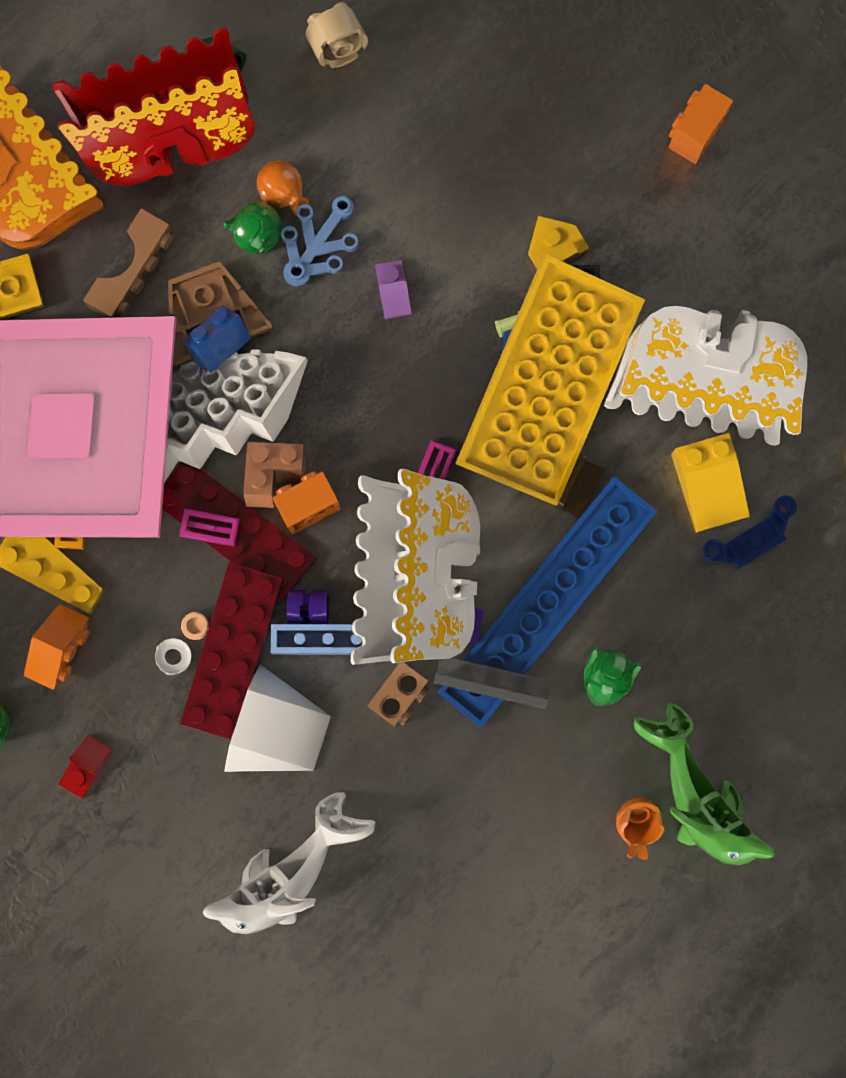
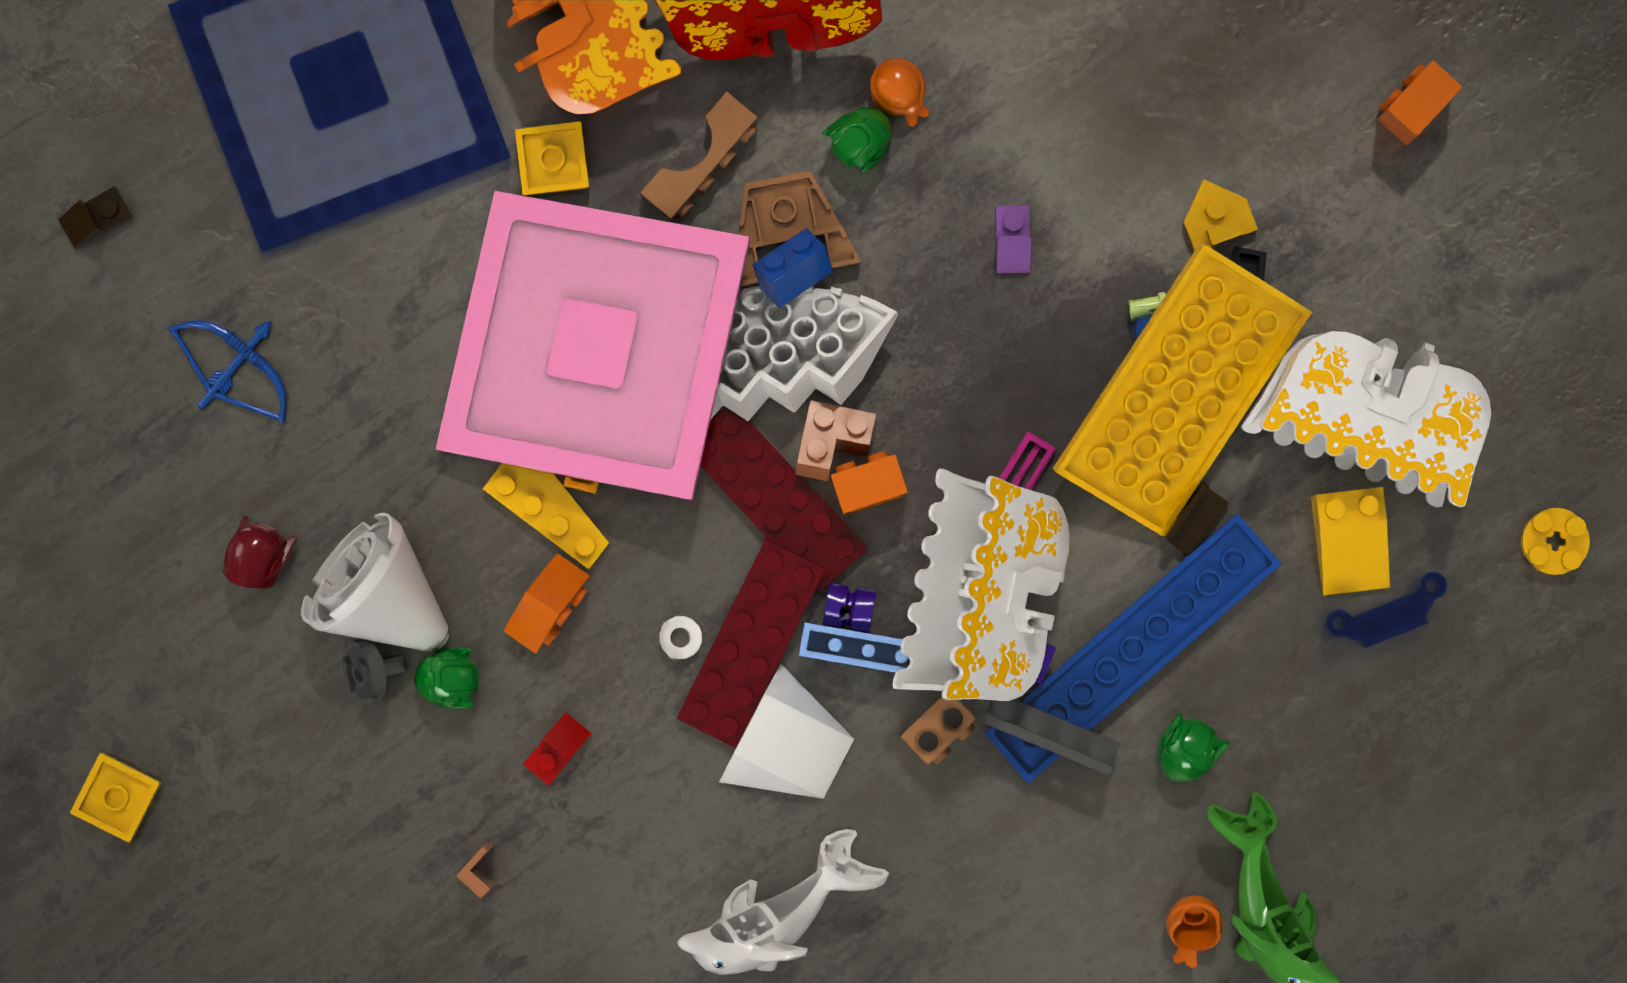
camera: 10 degrees right, 5 degrees up
(26, 885) = (474, 877): none -> nougat panel
(195, 626) = (712, 605): light nougat tile -> none
(207, 538) = (775, 503): dark pink tile -> none
(317, 244) = (929, 168): medium blue plant -> none

